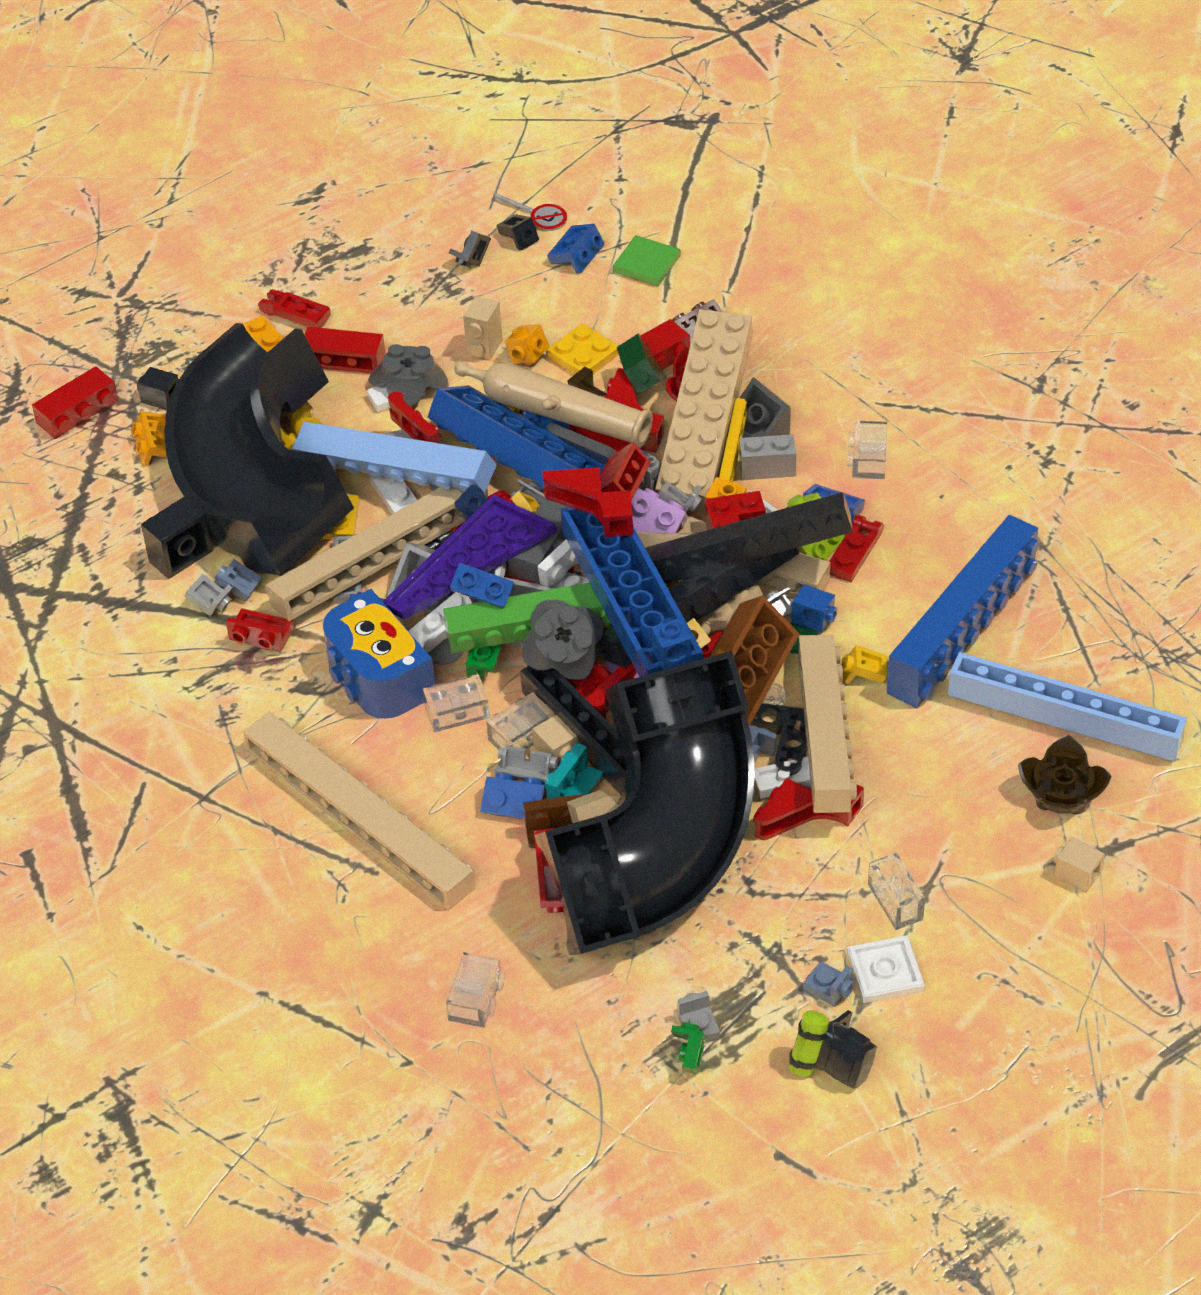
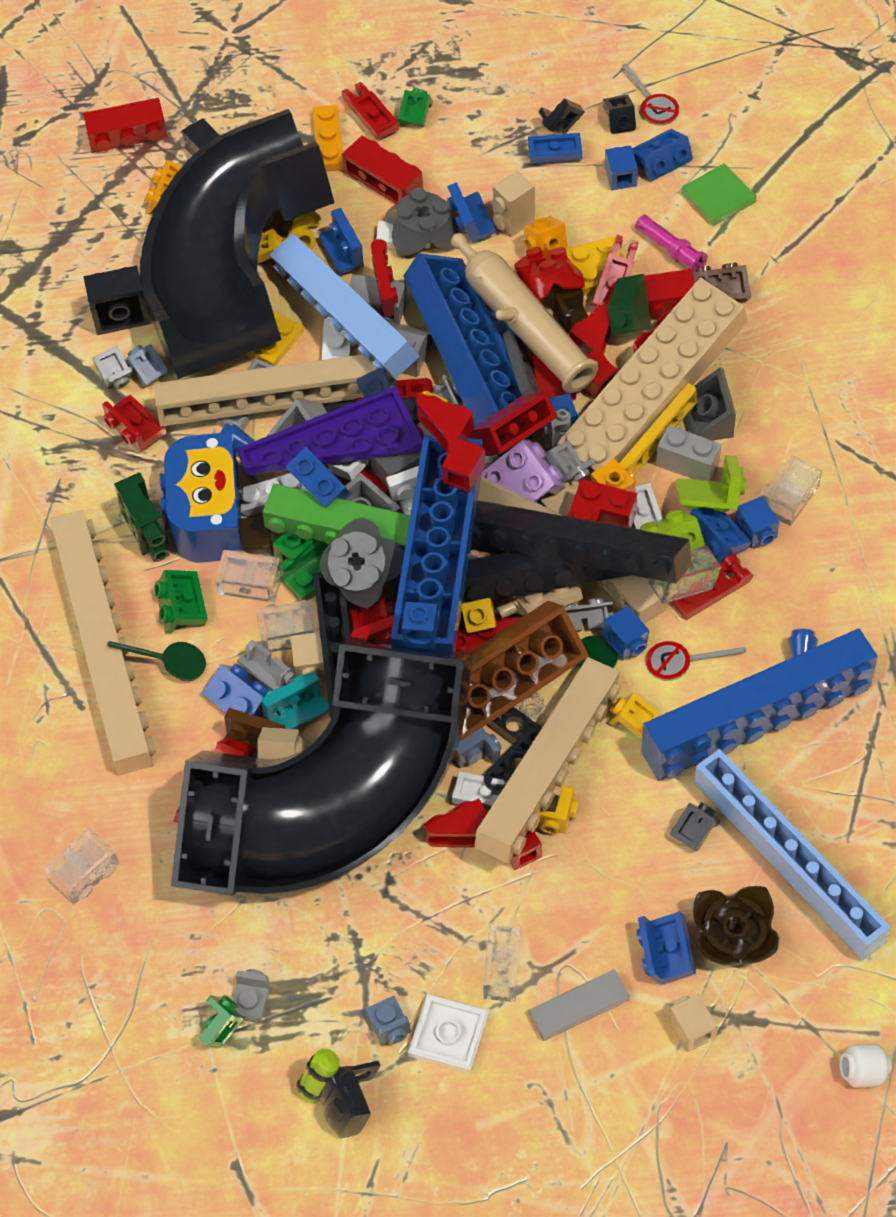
camera: 30 degrees right, 10 degrees up
(328, 695) = (141, 516): none -> dark green hips
(335, 290) = (415, 107): none -> green bracket
(349, 412) = (342, 244): none -> blue bracket
(406, 749) = (180, 599): none -> green bracket
(439, 792) = (179, 659): none -> dark green piece
(445, 350) = (472, 213): none -> blue bracket
(445, 666) = (254, 534): none -> dark brown panel
(481, 277) = (555, 148): none -> blue plate
(504, 683) = (299, 574): none -> green bracket
(551, 270) = (621, 167): none -> blue brick
(554, 361) = (544, 268): none -> red brick
(605, 346) = (613, 268): none -> hinge
(645, 312) = (679, 249): none -> dark pink pin
(821, 465) = (714, 494): none -> lime bracket
(835, 550) = (697, 579): none -> clear brick
(860, 482) = (757, 522): none -> blue brick
(862, 760) = (559, 820): none -> yellow bracket
(863, 616) = (671, 660): none -> piece
(959, 554) = (801, 641): none -> blue cone
(974, 723) = (695, 825): none -> black bracket
(976, 897) = (579, 1005): none -> light grey tile
(1019, 819) = (666, 948): none -> blue bracket

